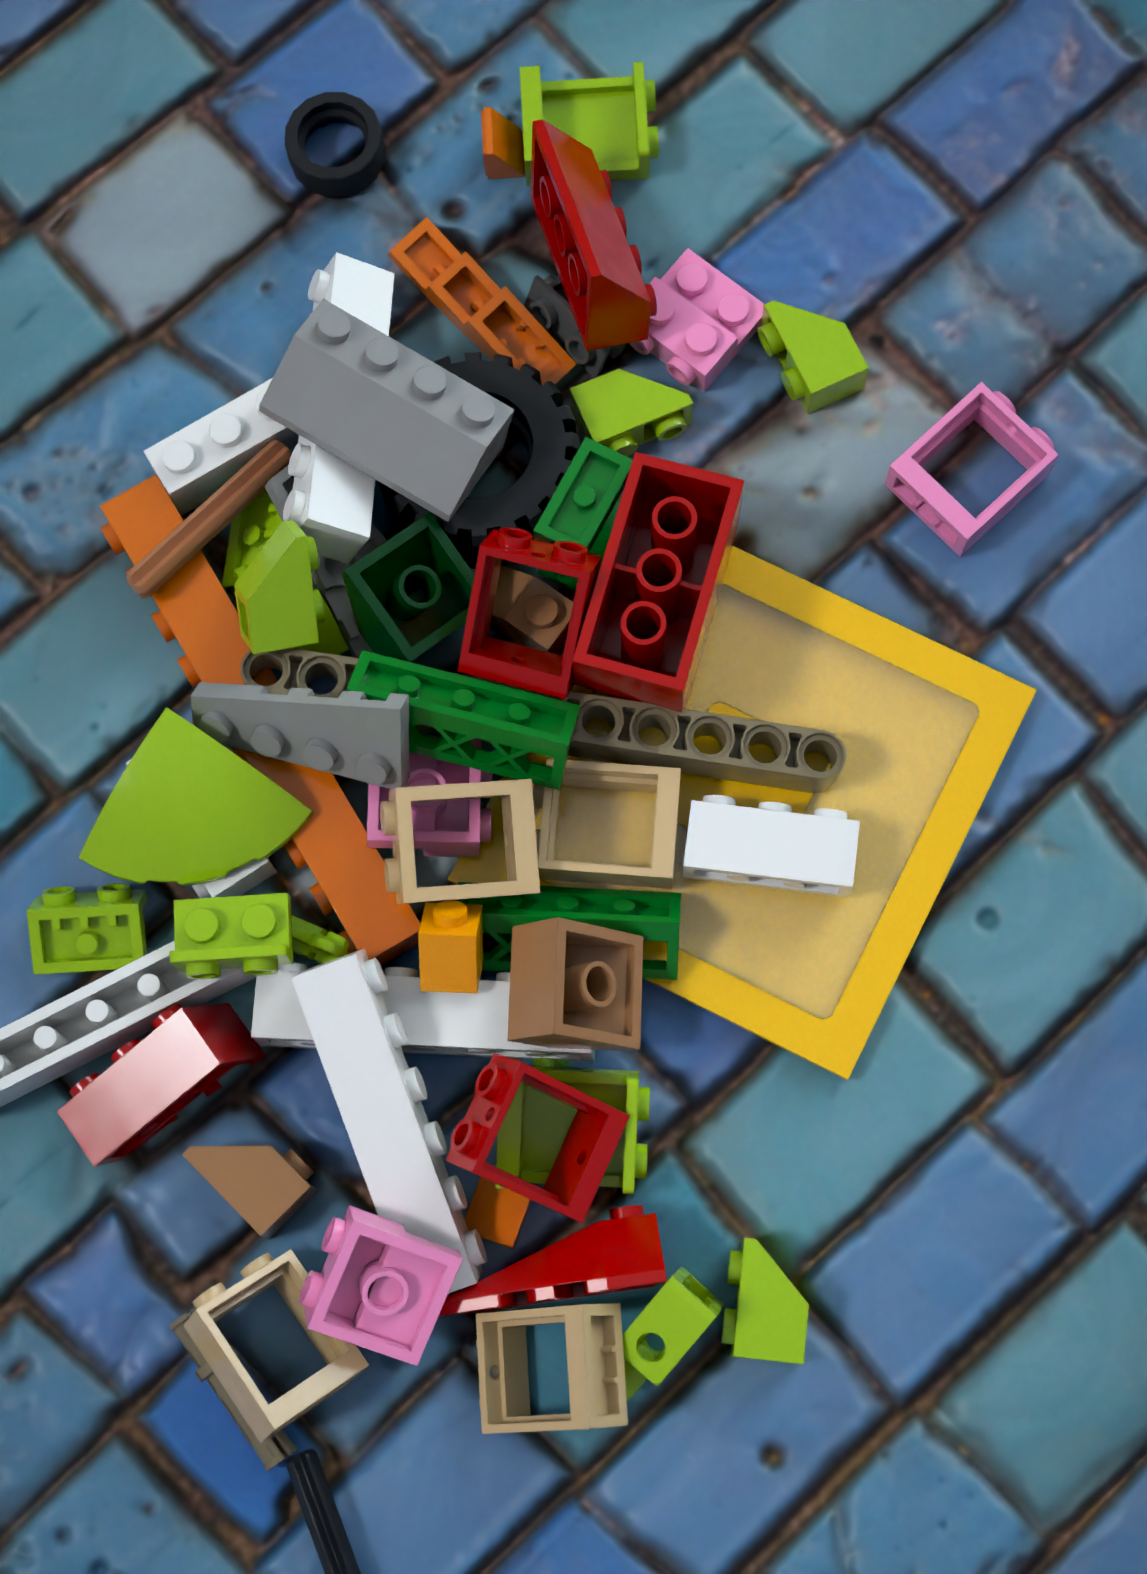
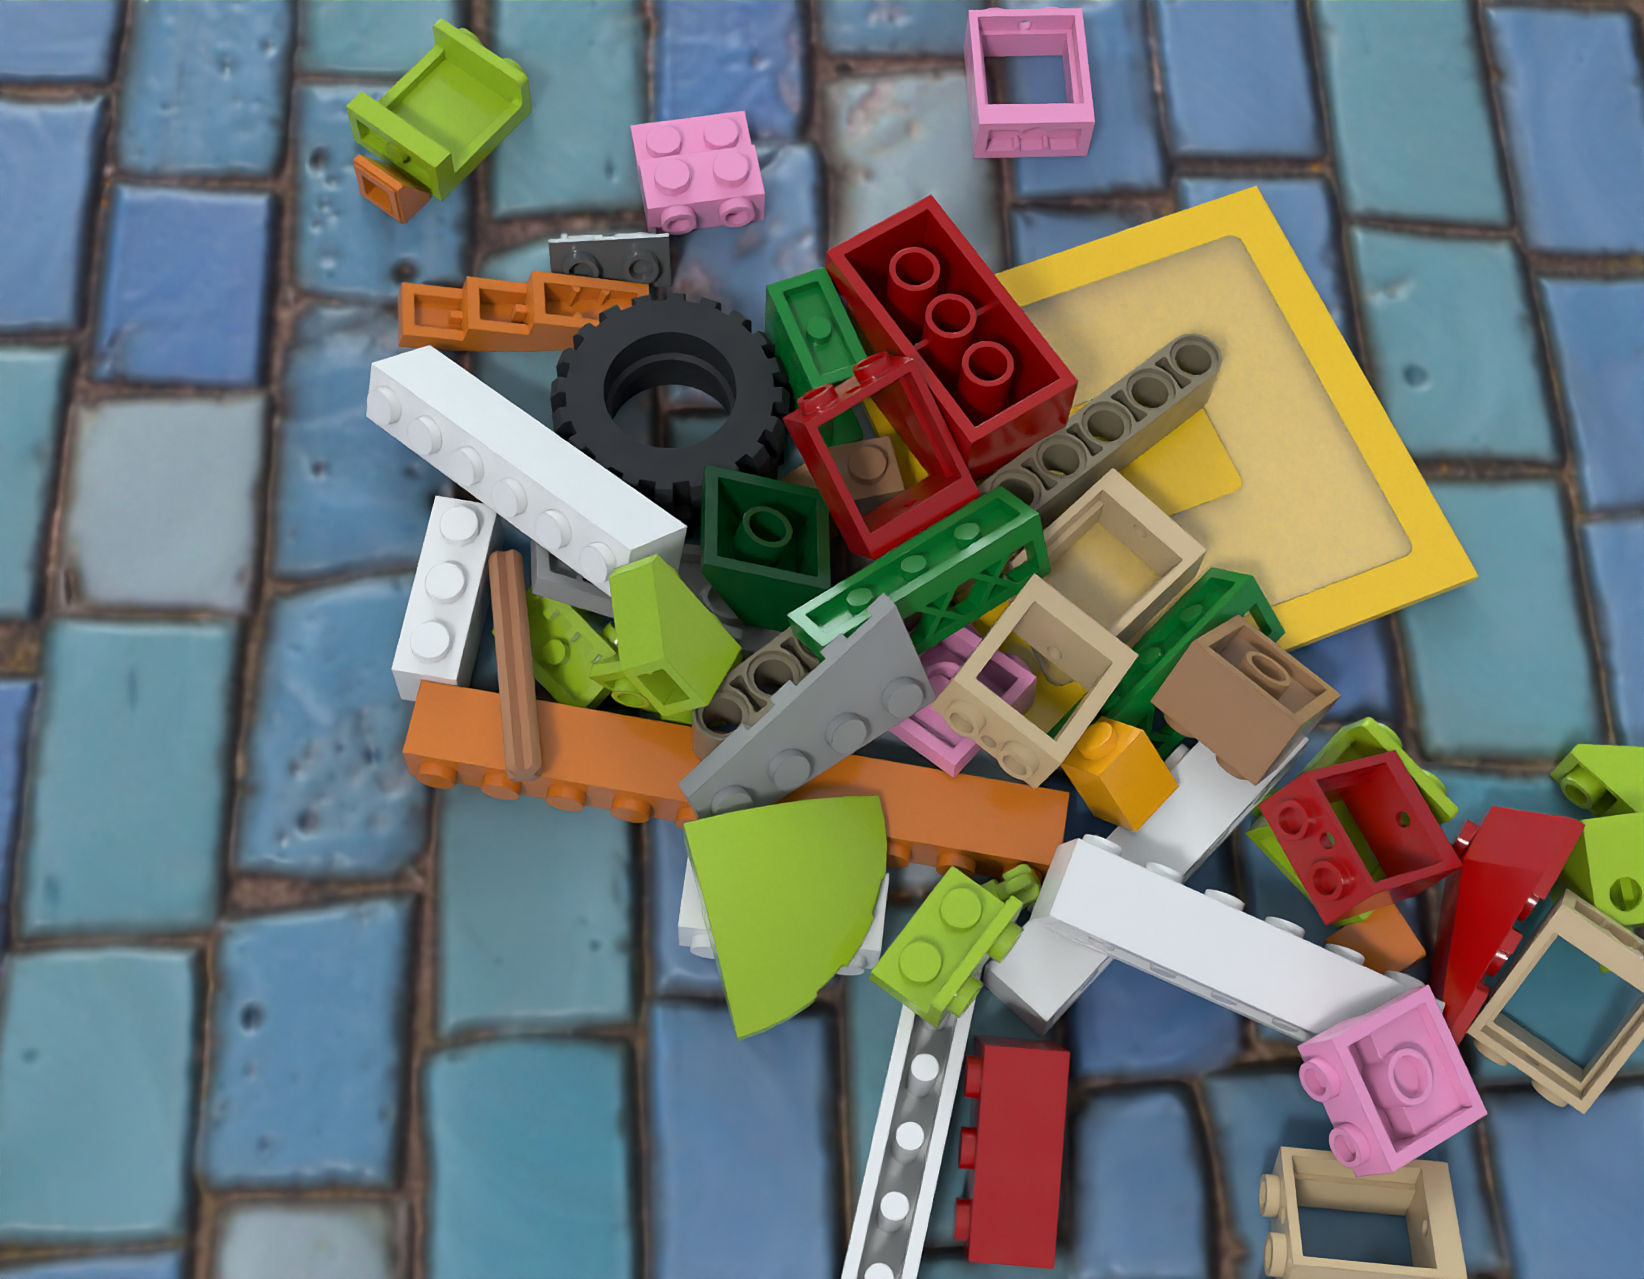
camera: 60 degrees left, 10 degrees down
(86, 929) = (800, 1098): lime bracket -> none
(256, 1182) = (1183, 1136): medium nougat slope -> none
(328, 109) = (237, 267): black tyre -> none
(386, 410) = (585, 414): light grey slope -> none
(588, 241) = (562, 178): red slope -> none
(629, 410) = (739, 267): lime slope -> none
(771, 846) = (1238, 460): white brick -> none
(816, 355) = (816, 110): lime slope -> none

